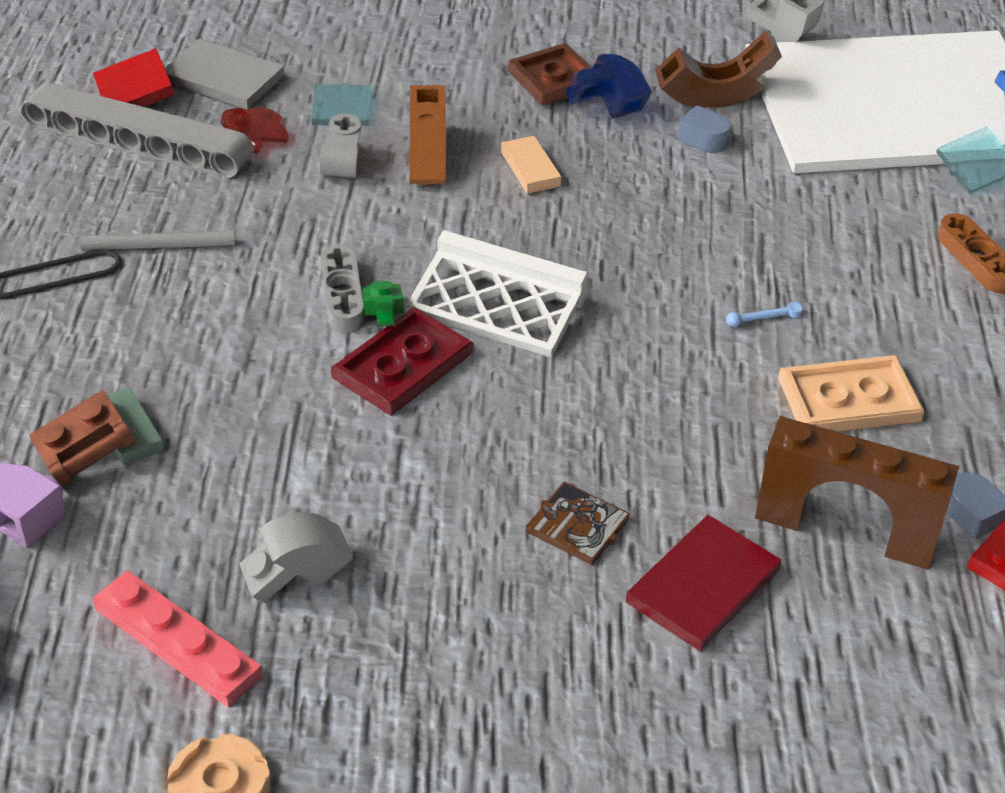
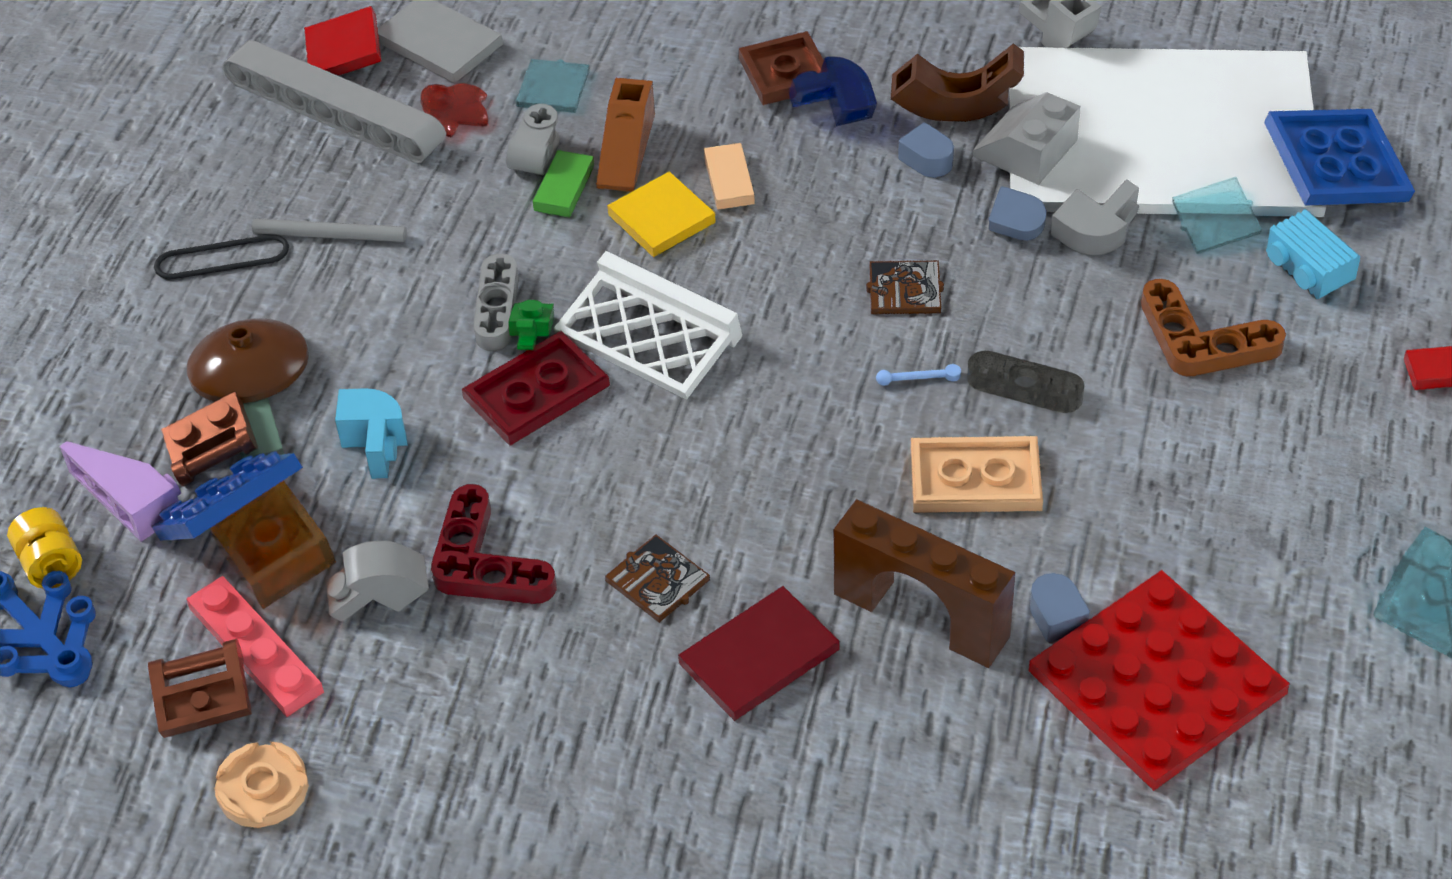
camera: 15 degrees right, 5 degrees up
(105, 357) = (247, 358): none -> reddish brown dish
(115, 492) = (225, 496): none -> blue plate
(134, 700) = (203, 699): none -> copper plate
(177, 530) = (273, 544): none -> clear orange brick
(250, 404) = (371, 421): none -> medium azure brick
(377, 183) = (563, 183): none -> bright green tile
(380, 526) = (468, 557): none -> dark red beam
(478, 200) = (661, 214): none -> yellow tile
(723, 242) = (905, 287): none -> piece
(797, 107) = (1032, 137): none -> light grey slope
(807, 172) = (1017, 215): none -> sand blue piece
(879, 176) = (1095, 227): none -> light grey brick
(902, 316) = (1056, 380): none -> clear smoke beam

